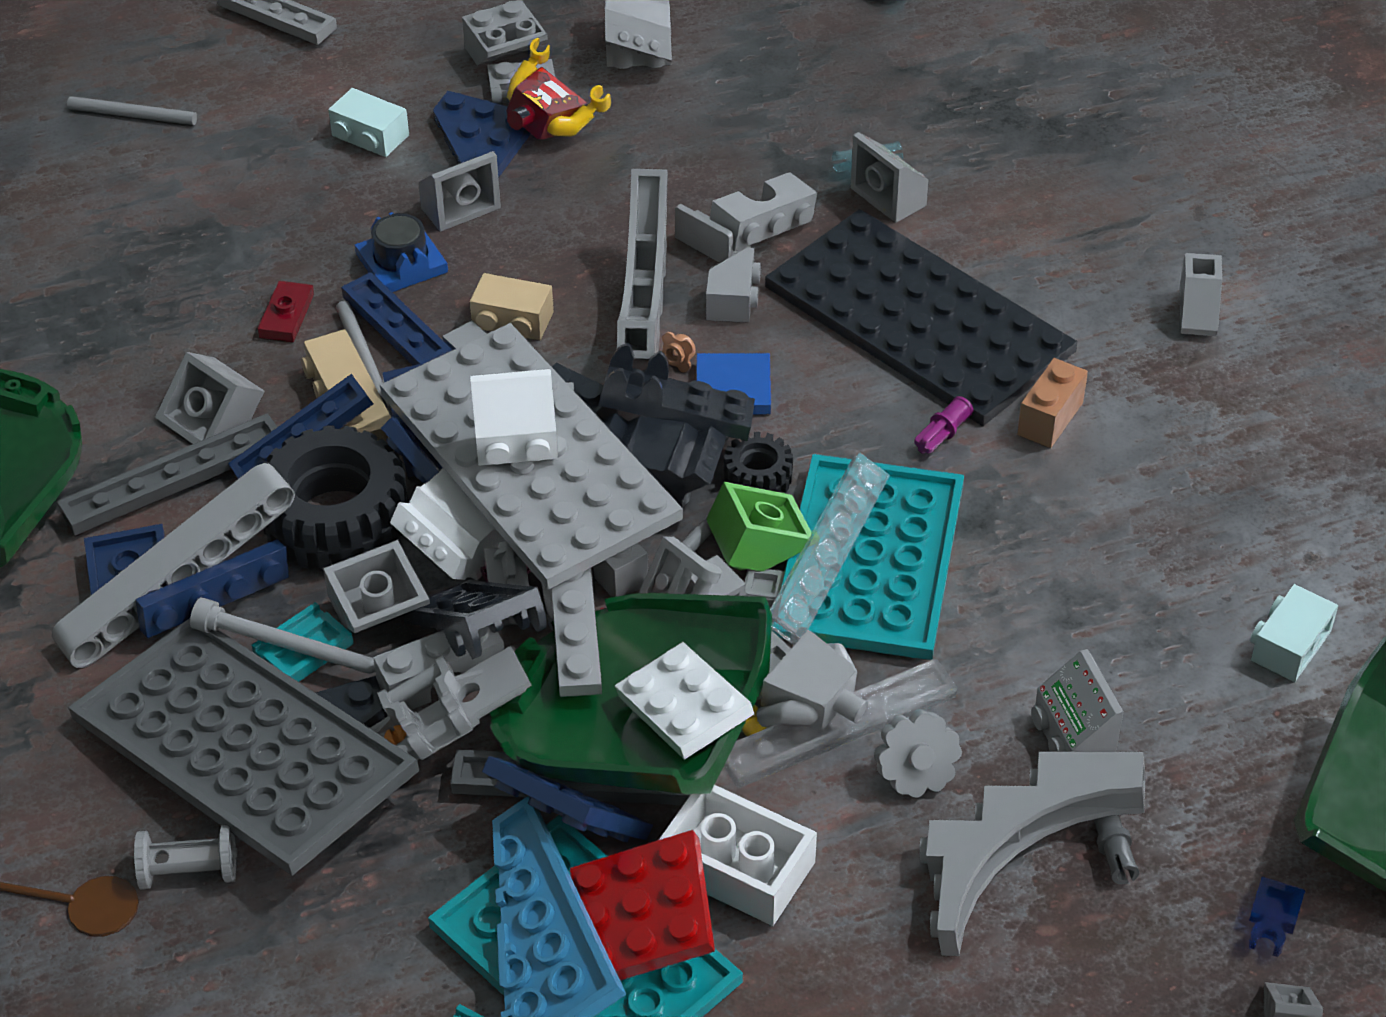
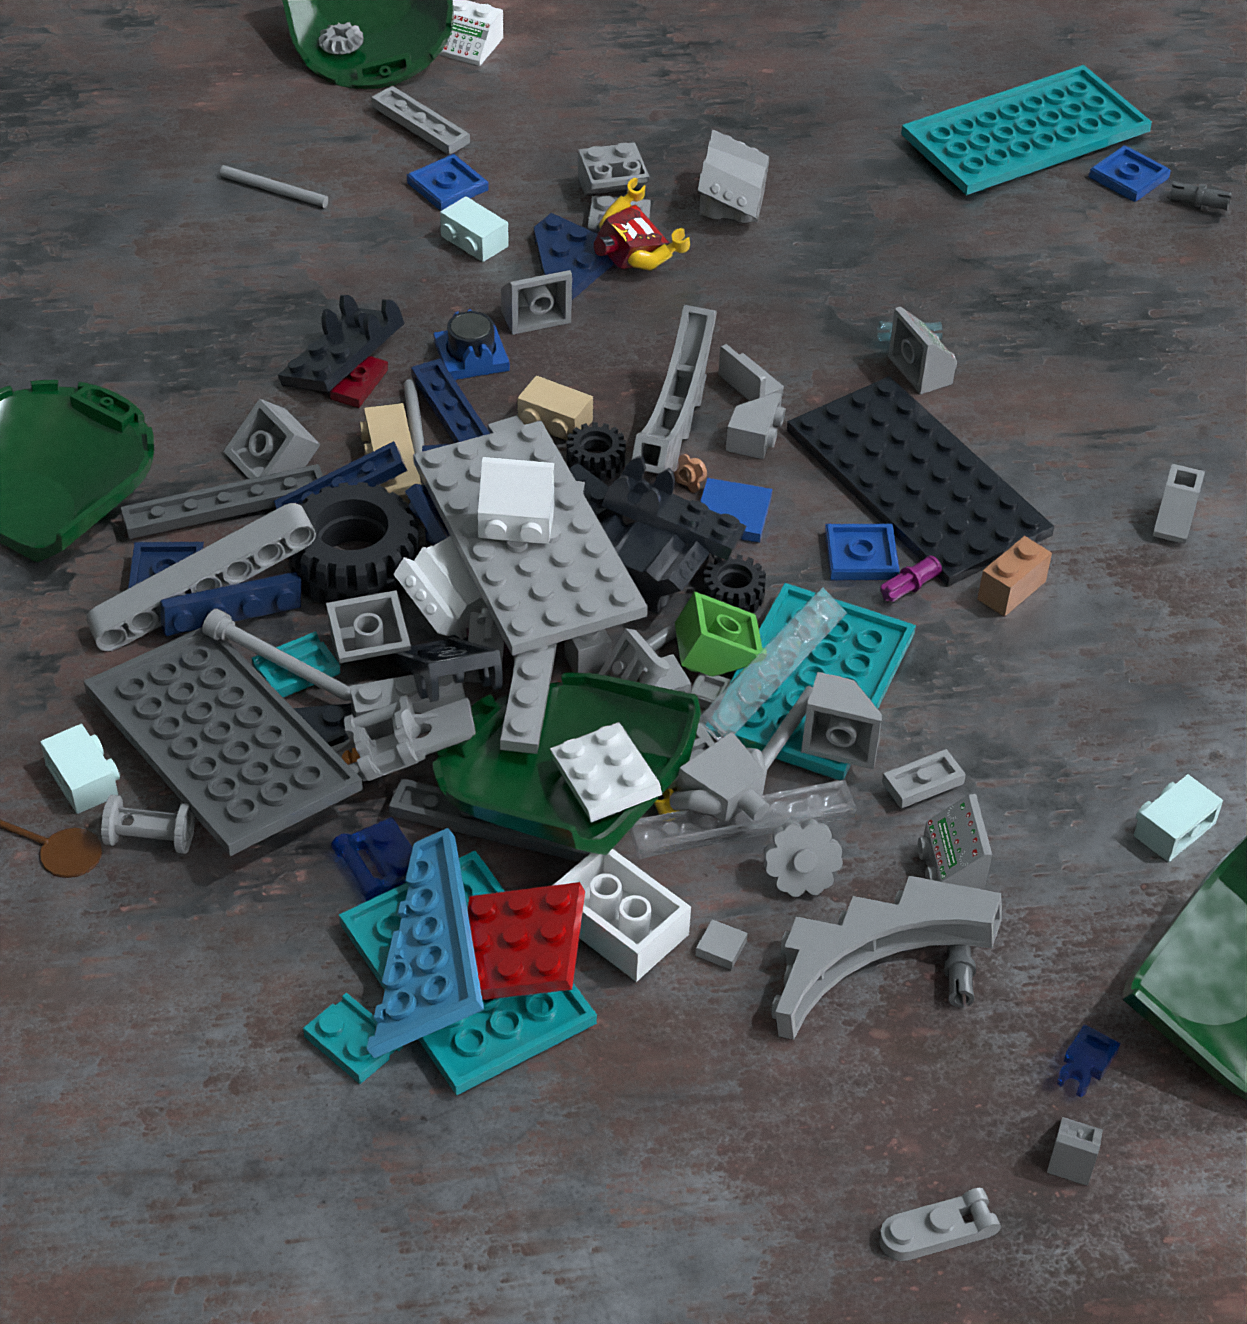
camera: 10 degrees right, 0 degrees up
(90, 807) = (80, 767): none -> light aqua brick
(258, 275) = (343, 344): none -> black hinge
(323, 75) = (447, 181): none -> blue tile
(461, 834) = (387, 850): none -> clear blue plate
(570, 331) = (598, 439): none -> black tyre
(577, 810) = (484, 843): dark blue plate -> none
(783, 206) = (821, 362): light grey arch -> none
(853, 866) = (721, 944): none -> light grey tile
(863, 608) = (786, 728): none -> light grey bar
(882, 405) = (861, 551): none -> blue tile
(923, 597) = (841, 722): none -> light grey slope
(1018, 641) = (923, 778): none -> light grey plate

